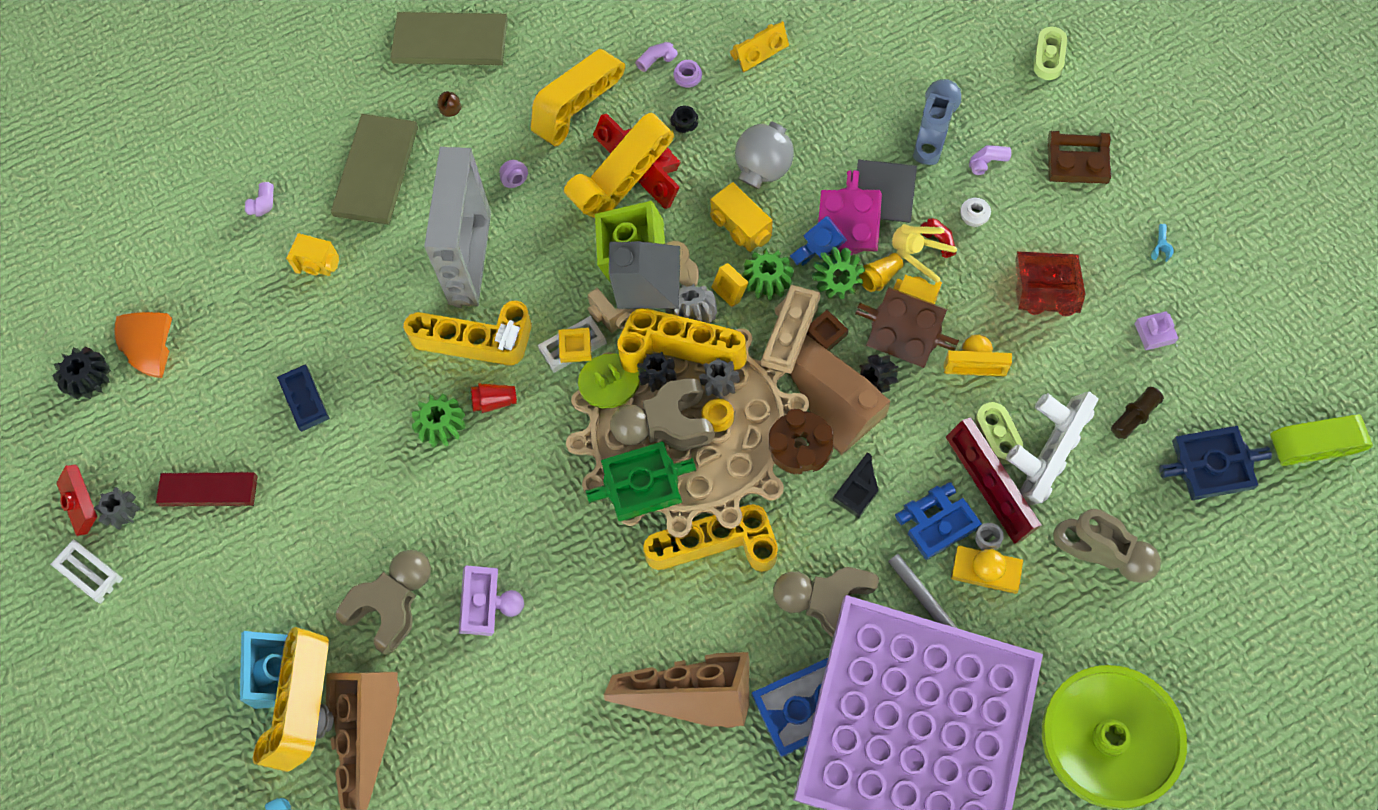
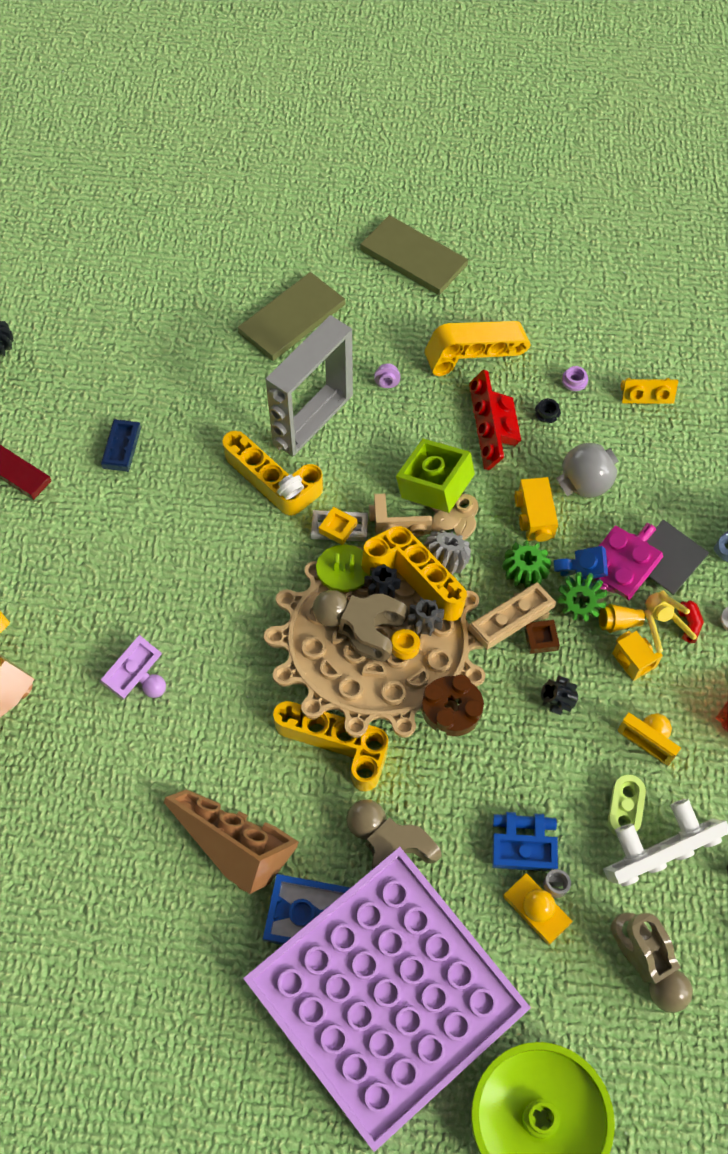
camera: 30 degrees right, 5 degrees down
(143, 340) = (46, 340): orange brick -> none
(264, 201) = (195, 295): lavender arm -> none
(313, 256) = (201, 350): yellow brick -> none
(390, 597) = (71, 625): dark tan piece -> none
(427, 417) = (200, 519): bright green gear -> none
(453, 104) = (381, 300): reddish brown hinge -> none
(492, 397) = (251, 527): red cone -> none
(621, 168) = (467, 417): yellow beam -> none
(641, 481) = (307, 655): green plate -> none
(645, 275) = (423, 502): dark grey slope -> none
(653, 53) = (558, 349): lavender arm -> none
(729, 284) = (490, 554): yellow plate -> none
(838, 394) = (513, 691): medium nougat wedge -> none
(858, 488) = (479, 775): black tile -> none
(906, 327) = (609, 673): reddish brown plate -> none
(920, 591) = (469, 891): light grey bar -> none
(993, 481) = (593, 841): dark red plate -> none

